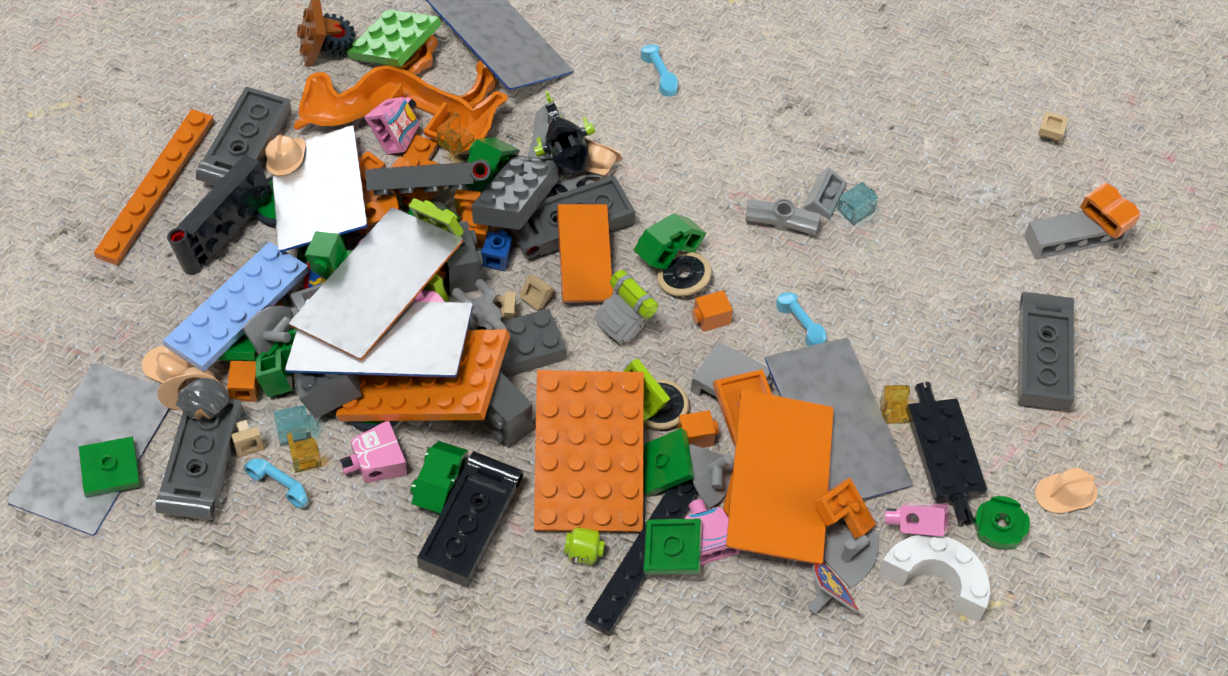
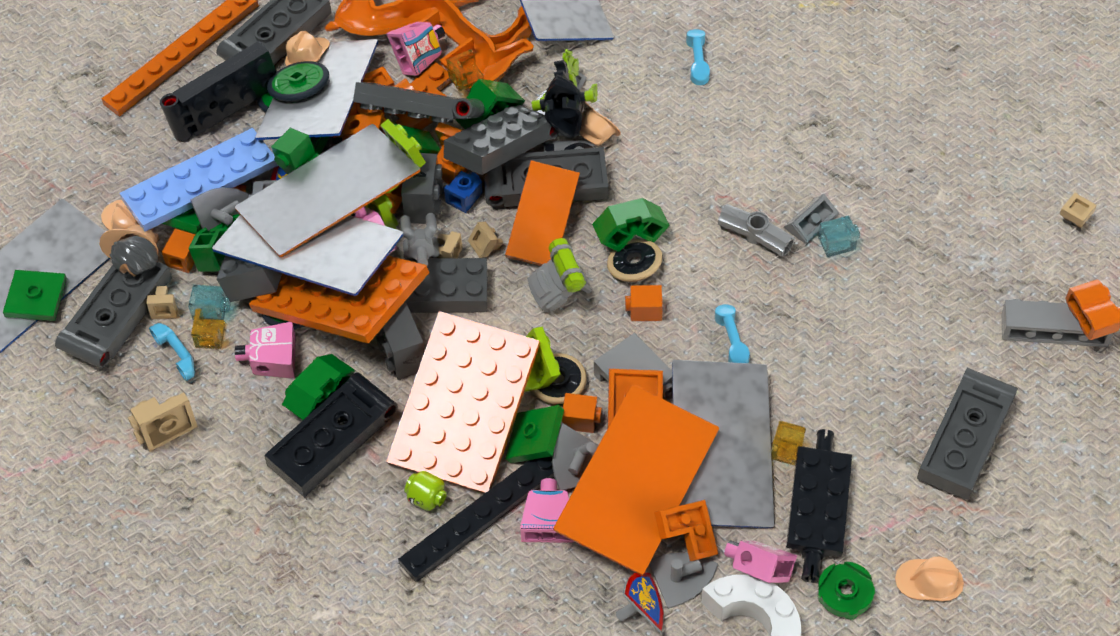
camera: 25 degrees right, 0 degrees up
(295, 184) = (298, 81): none -> green wheel
(297, 556) = (161, 423): none -> tan plate
(673, 546) = (504, 515): green plate -> none

